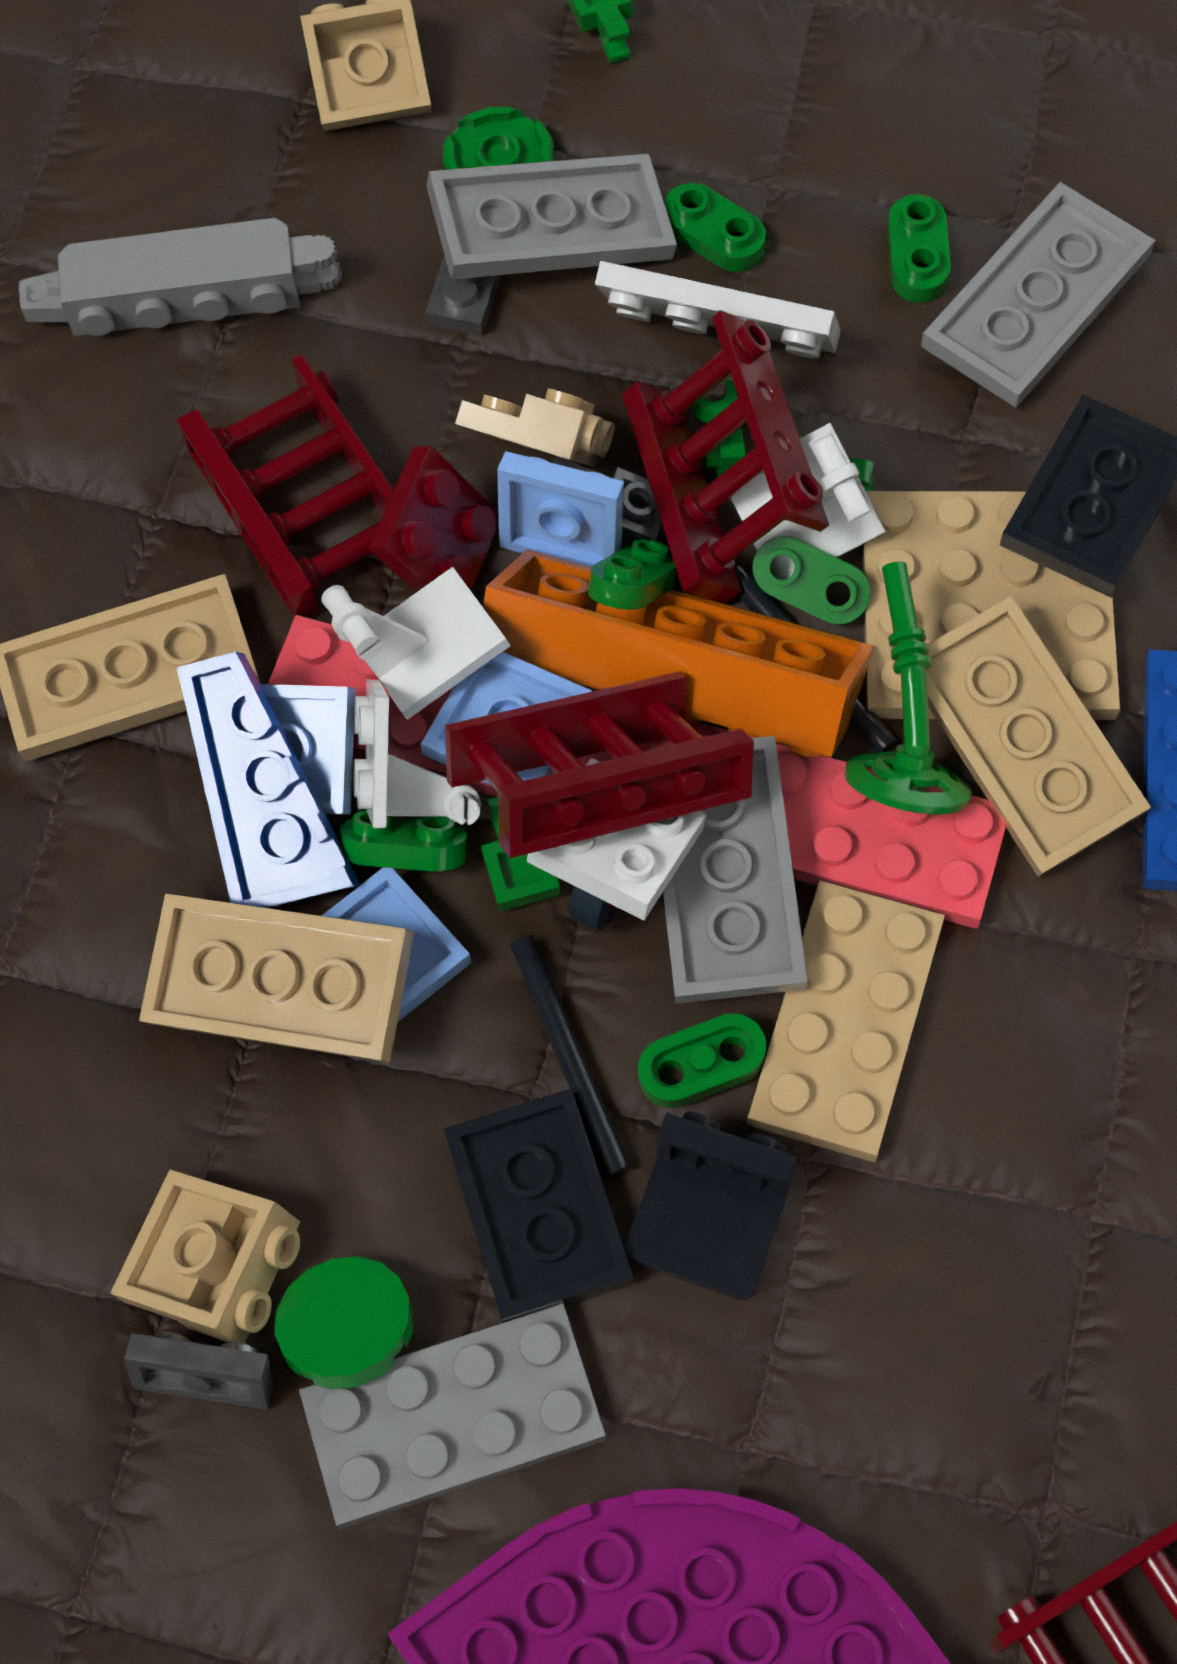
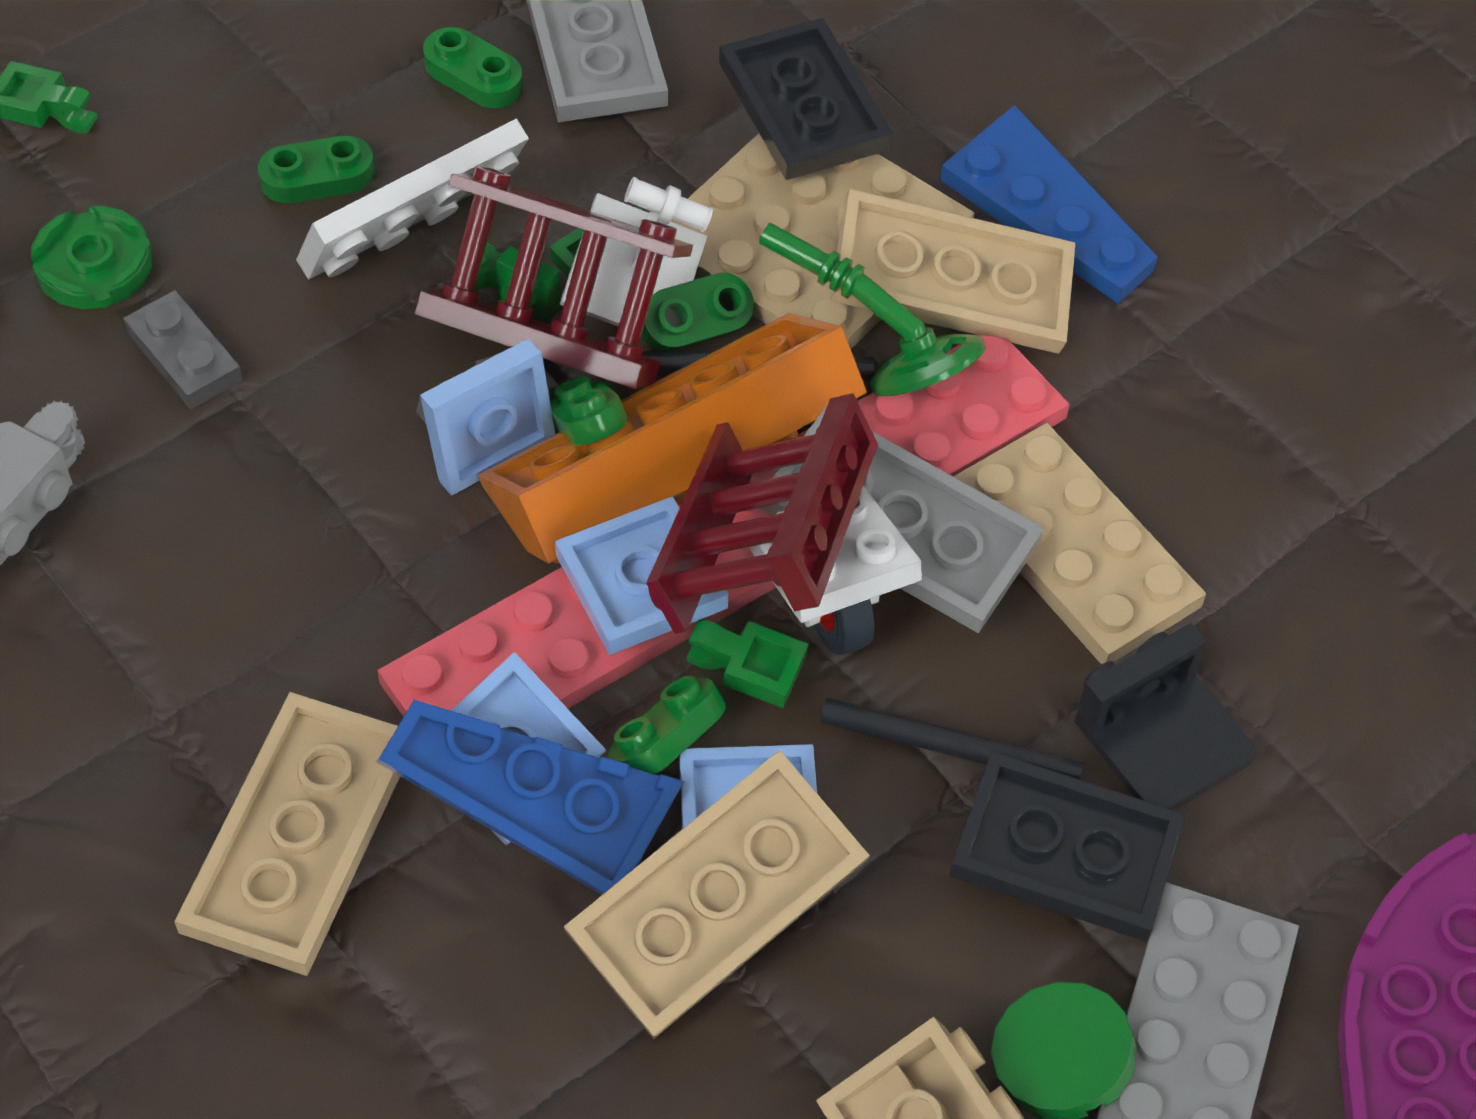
camera: 60 degrees left, 10 degrees down
(242, 490) = (254, 641): dark red fence -> none
(393, 785) = (599, 675): white plate -> none
(422, 642) = (520, 574): white plate -> none
(434, 523) = (417, 509): dark red plate -> none
(550, 215) = (199, 251): light grey plate -> none
(552, 425) = (407, 366): tan plate -> none
(698, 1058) = (1033, 656): green plate -> none

